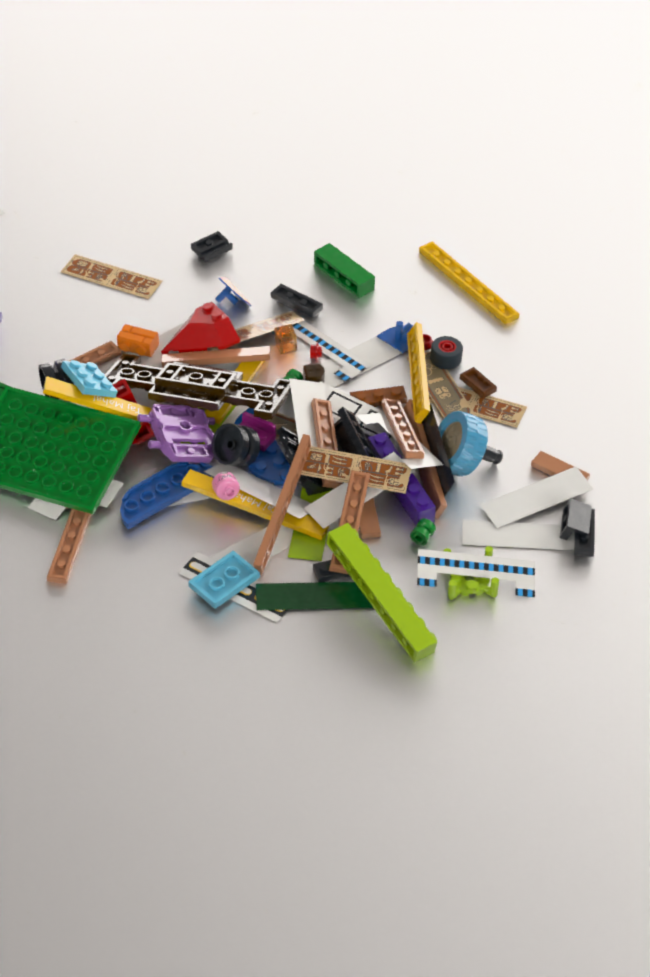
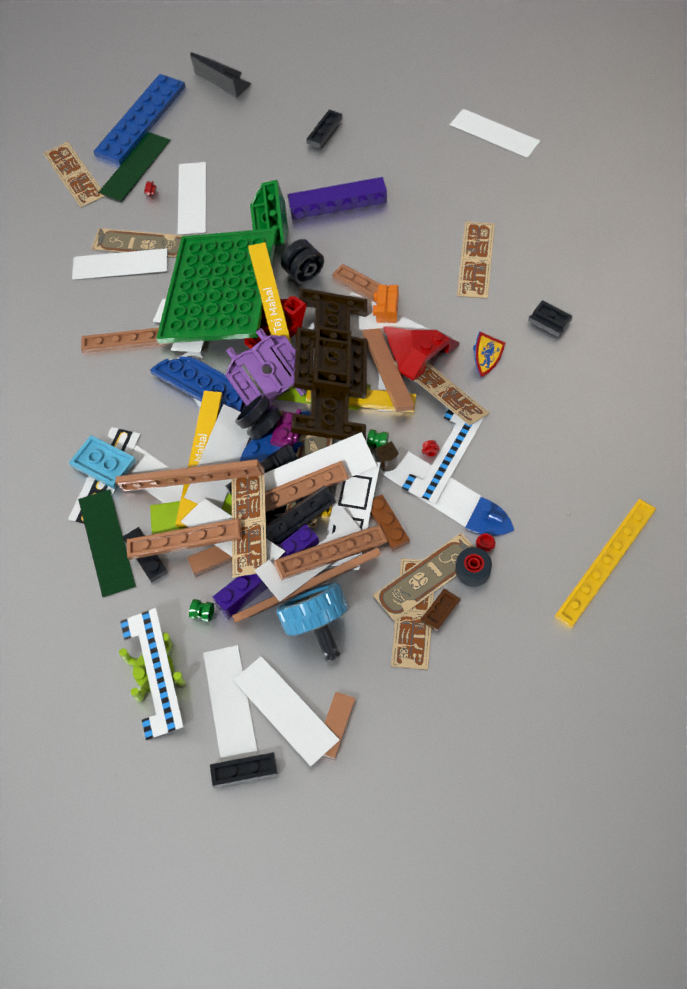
camera: 80 degrees right, 15 degrees up
(89, 378) = (289, 277): medium azure plate -> none
(225, 485) = (200, 424): bright pink head -> none
(285, 339) = (434, 416): clear orange brick -> none
(296, 300) = (500, 411): black plate -> none
(344, 270) = (564, 439): green brick -> none
(382, 592) = (98, 591): lime brick -> none
(418, 373) = (420, 544): yellow tile -> none
(575, 518) = (253, 757): panel -> none

